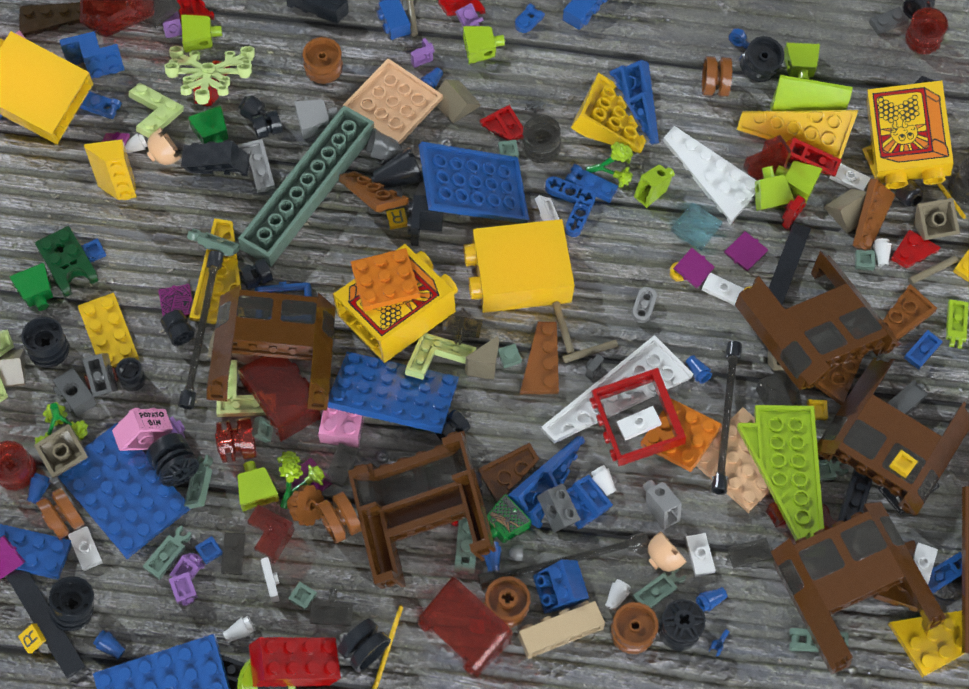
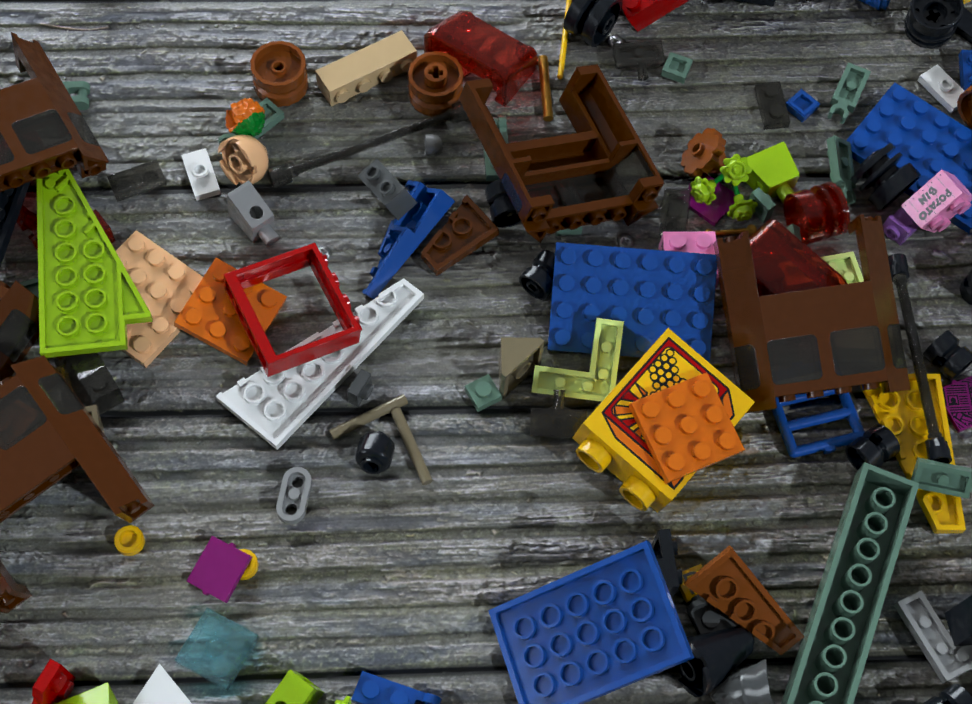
camera: 170 degrees right, 0 degrees up
(183, 589) = (815, 50): medium lavender bracket -> none
(188, 563) = (818, 79): medium lavender bracket -> none
(240, 629) = (734, 28): white cone -> none
(271, 462) = (765, 205): none -> sand green plate
(271, 579) = (719, 77): white plate -> none
(276, 532) = (740, 130): clear red panel -> none
(317, 450) = (751, 228): none -> pearl gold hinge
(341, 516) = (664, 138): dark orange wheel -> none
(415, 596) = (545, 88): none -> pearl gold bar
(493, 559) = (463, 139): blue cone -> none
(507, 520) = (452, 173): torso -> none
(520, 266) = (490, 514): yellow brick -> none
(542, 366) = (433, 388): dark orange wing -> none
(546, 208) = (459, 626): white plate -> none
(561, 586) = (370, 110): blue slope -> none
(580, 203) = (410, 657): blue beam -> none
(588, 322) = (375, 452): none -> black head
(588, 500) = (355, 216): blue slope -> none
(604, 480) = (333, 243): white cone -> none
(617, 594) = (301, 116): white cone -> none
(639, 423) = (289, 286): white plate -> none
(664, 579) = (245, 118): none -> piece
(681, 636) = (220, 80): black wheel -> none
(701, 372) = (207, 406): blue cone -> none
(710, 599) = (186, 123): blue cone -> none
(718, 644) = (175, 81): blue hand -> none
(720, 480) = (157, 439): clear smoke hose -> none
(722, 288) = (173, 544): white plate -> none
(746, 251) = (135, 619): magenta piece -> none
(789, 261) = (73, 589): black tile -> none

